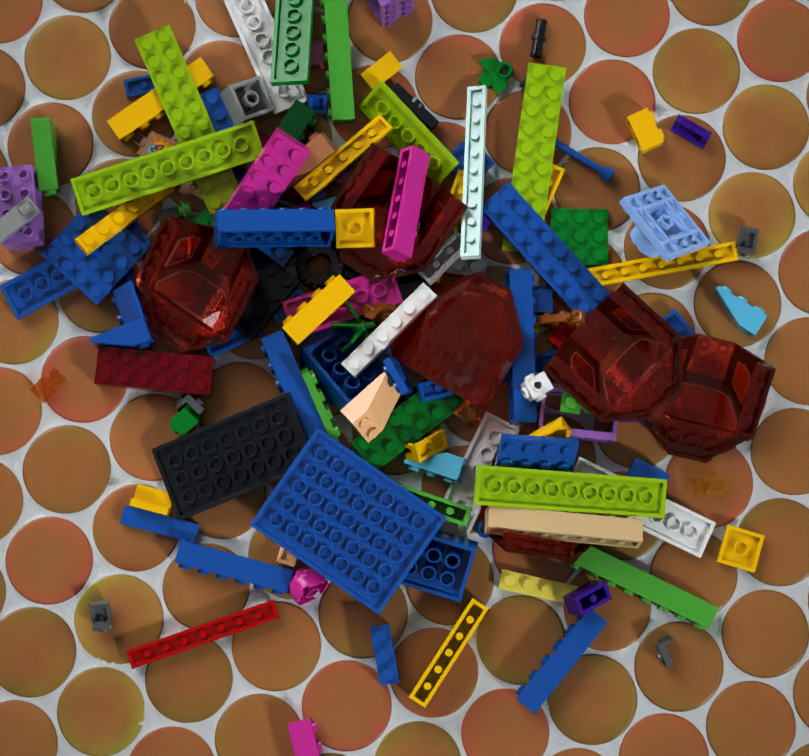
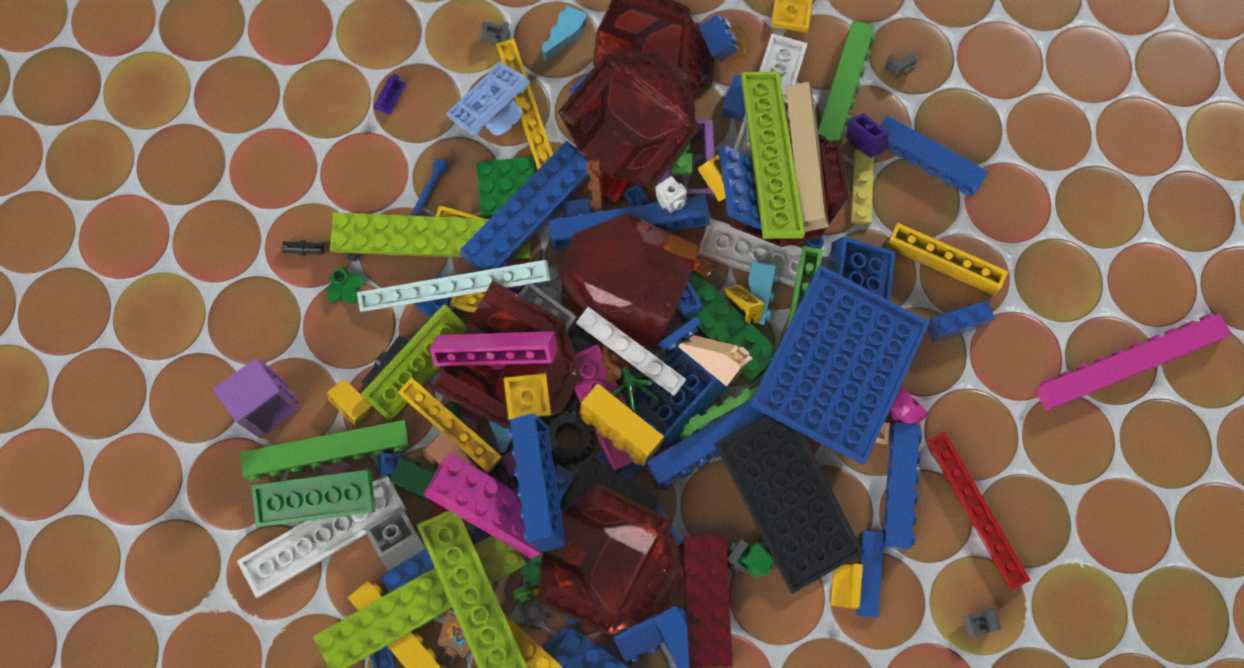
camera: 100 degrees left, 10 degrees down
(644, 130) = (392, 135): yellow brick -> none
(714, 466) = (719, 37): none -> blue brick

